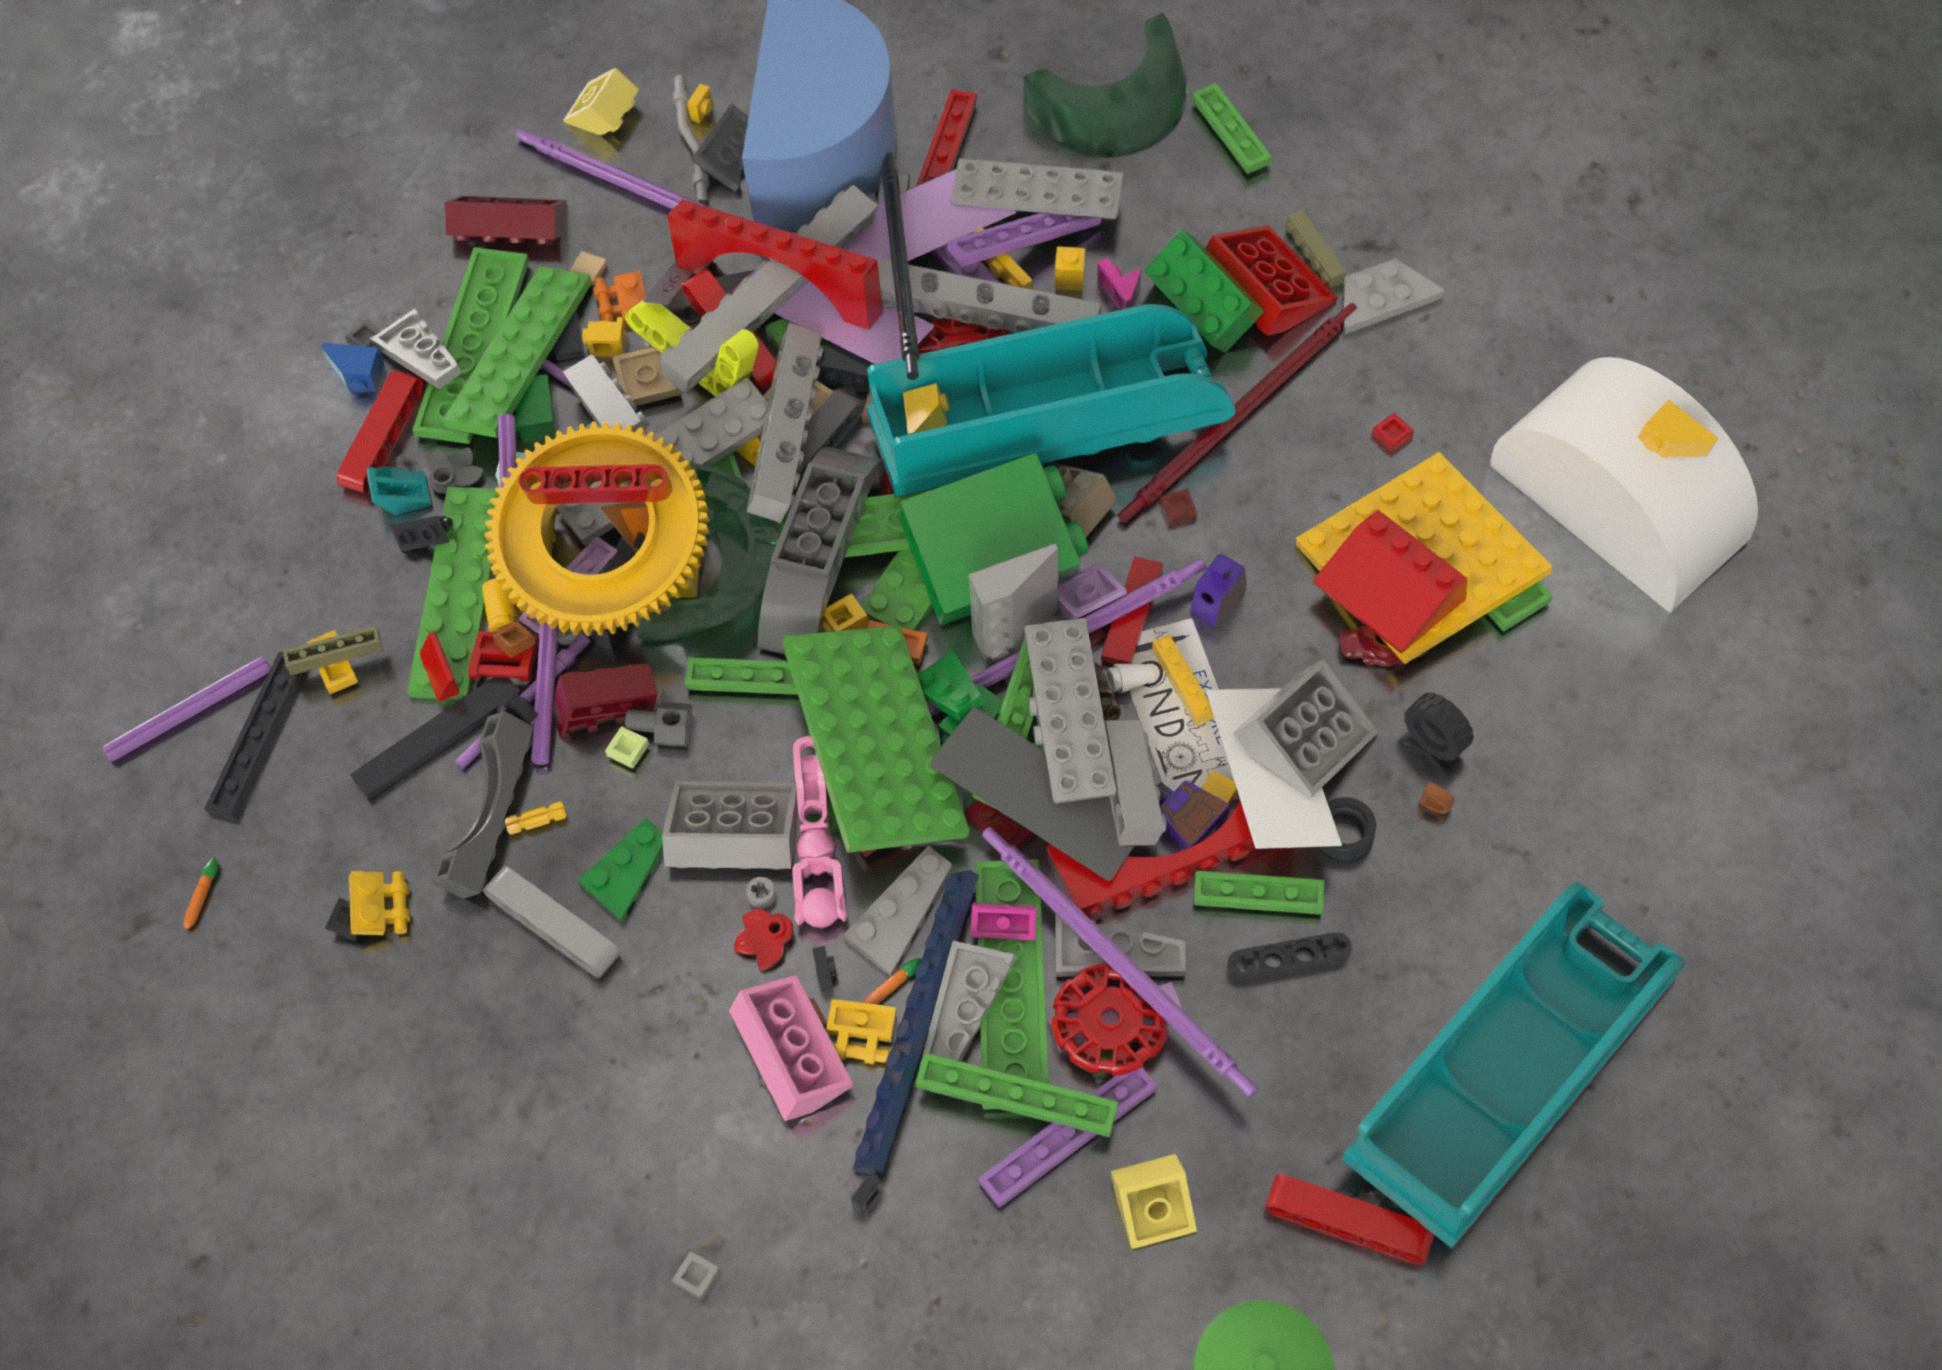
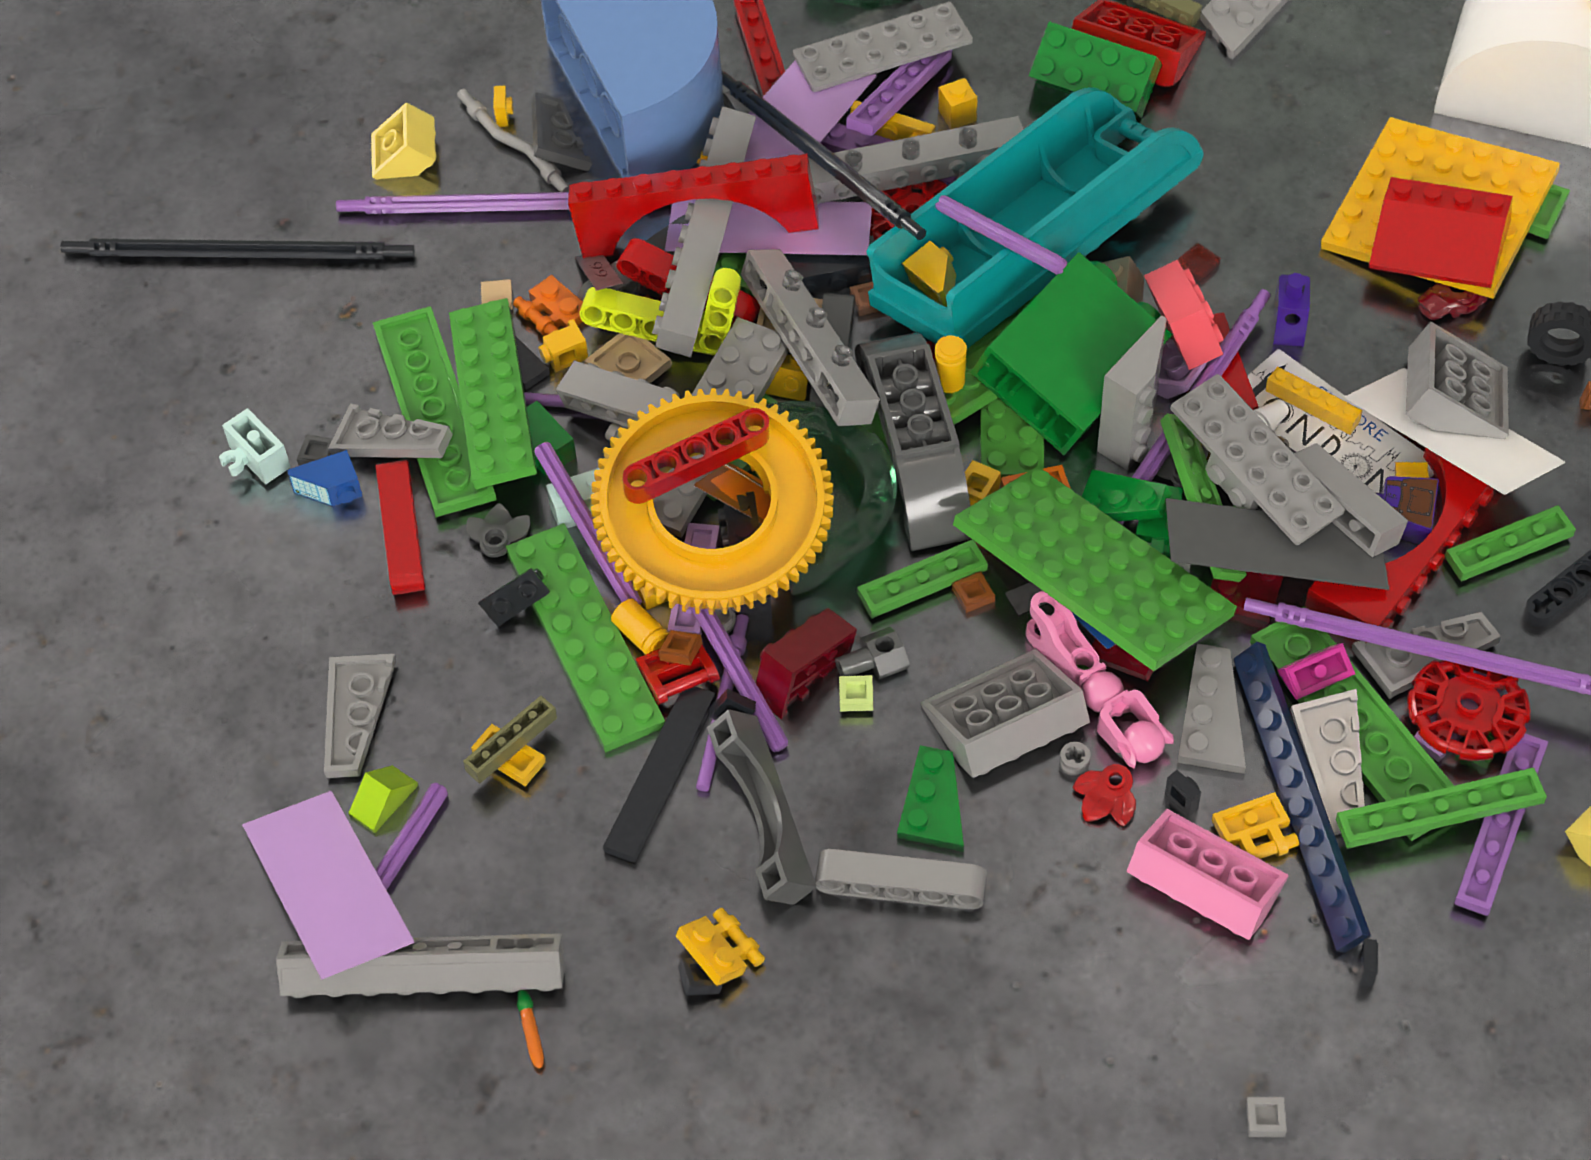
camera: 30 degrees left, 5 degrees down
(125, 699) = (327, 884): none -> lavender sticker
(150, 800) = (434, 967): none -> light grey piece
(221, 646) = (380, 796): none -> lime slope
(245, 566) = (353, 707): none -> light grey wing
(254, 741) = (477, 854): black tile -> none
(313, 313) = (253, 446): none -> light aqua brick
(398, 489) = (460, 570): teal slope -> none
(428, 140) = (237, 248): none -> black axle
(438, 668) = (627, 705): red slope -> none
(505, 218) = (384, 283): dark red slope -> none
(535, 817) = (814, 796): yellow axle -> none
(782, 708) = (973, 592): none -> dark orange tile
(878, 501) = (951, 362): none -> yellow piece
(893, 982) = (1252, 773): orange piece -> none
(974, 407) = (1001, 234): none -> medium lavender axle
(1111, 549) = (1186, 313): none -> coral brick
(1120, 288) = (1010, 101): dark pink slope -> none
(1243, 407) = (1200, 130): dark red axle -> none
(1360, 811) = (1559, 443): black tyre -> none
(1393, 432) = (1335, 120): red tile -> none

